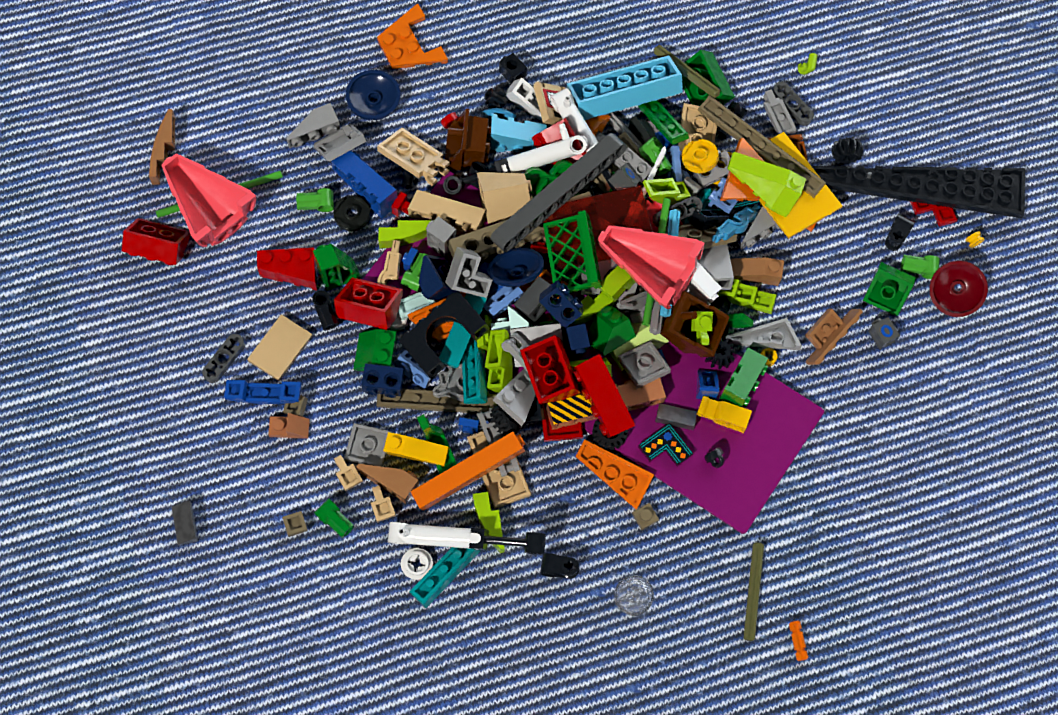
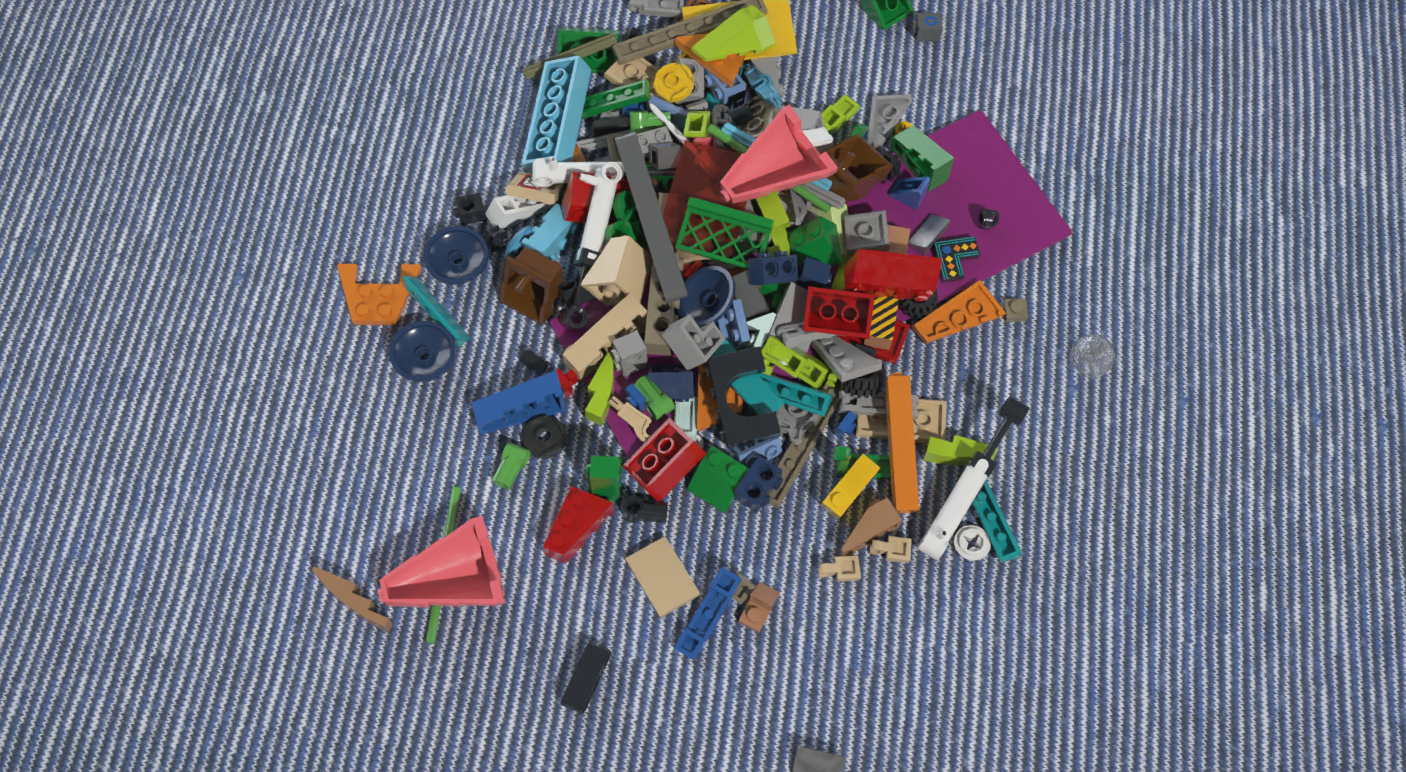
camera: 60 degrees left, 5 degrees down
(155, 241) = (465, 655): red slope -> none
(176, 330) = (585, 678): none -> black beam
(210, 366) = (630, 629): dark grey beam -> none
(295, 523) = (874, 646): dark tan plate -> none
(317, 124) = (421, 418): light grey slope -> none
(331, 515) = (881, 605): green piece -> none
(339, 142) = (460, 414): light grey container -> none
(366, 445) = (819, 535): light grey tile -> none
(414, 87) = (435, 309): none -> teal slope
(414, 155) = (516, 343): tan tile -> none
(447, 120) = (494, 293): red tile -> none
(464, 69) = (455, 245): none -> dark blue dish
(556, 566) = (1037, 407): black piece -> none
(701, 325) = (860, 160): lime plate -> none
(725, 414) = (948, 189): yellow piece -> none
(753, 592) = (1132, 252): olive axle -> none
(758, 270) = (815, 91): medium nougat slope -> none
(798, 640) = (1195, 237): orange axle -> none
(828, 331) = (906, 69): medium nougat bracket -> none

